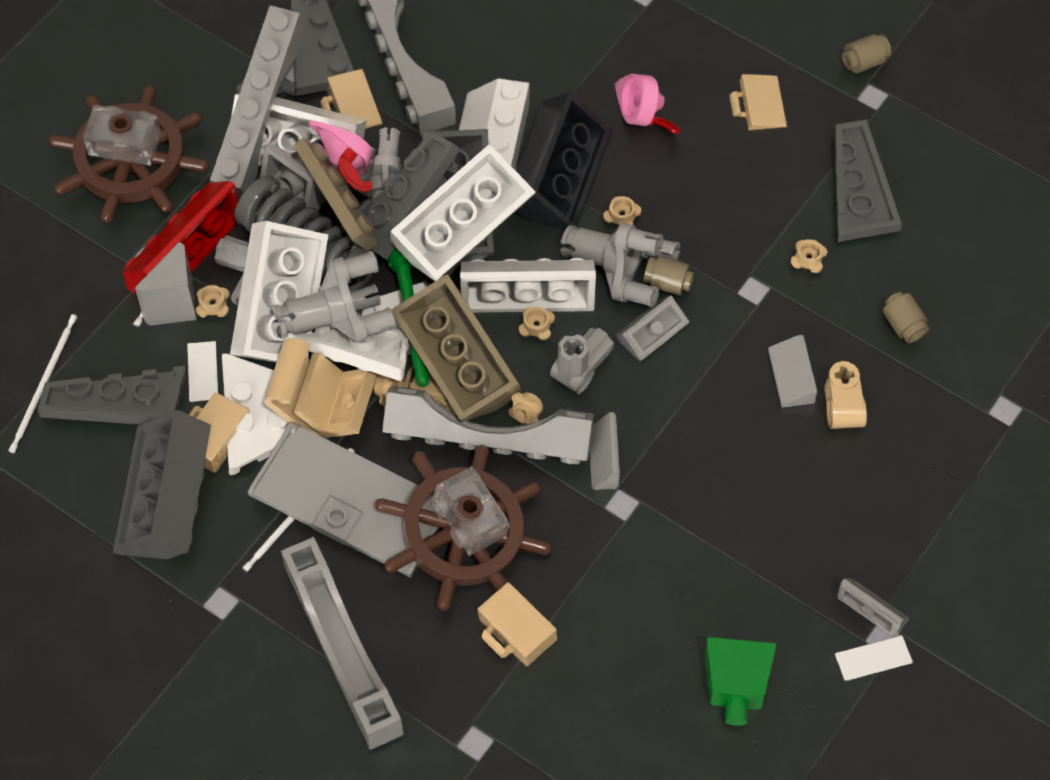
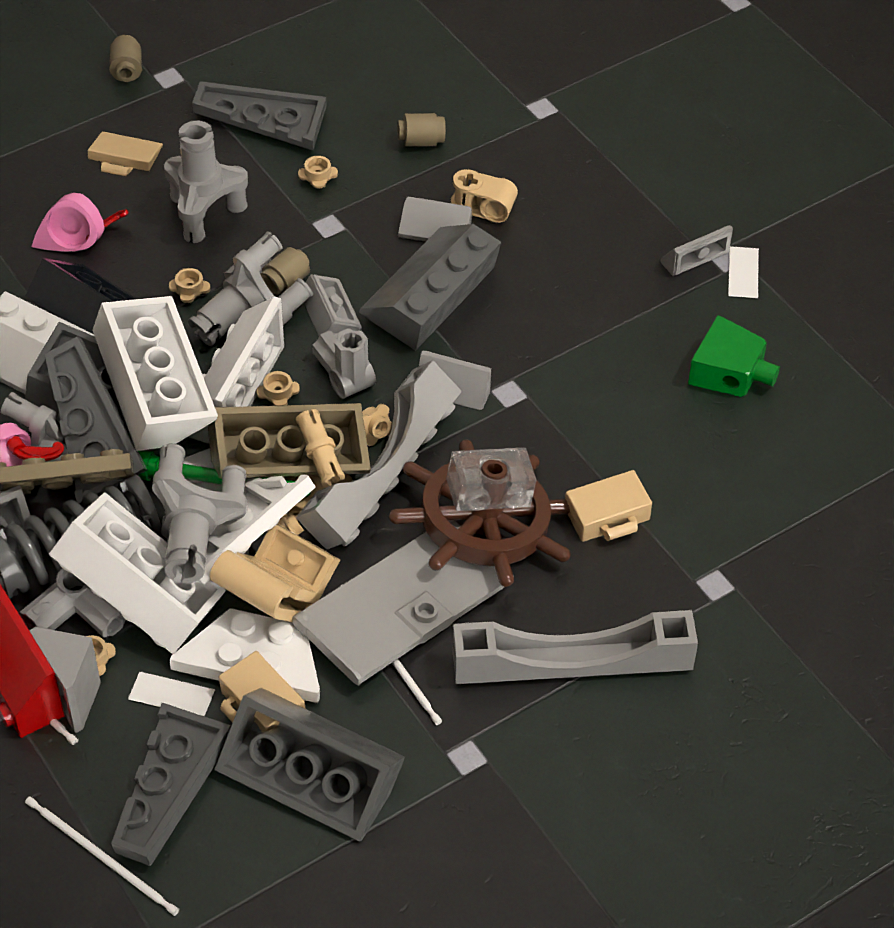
camera: 70 degrees left, 10 degrees down
(451, 370) = (320, 447): none -> tan pin
(710, 394) = (433, 283): none -> dark grey slope
(722, 169) = (200, 179): none -> light grey wheel

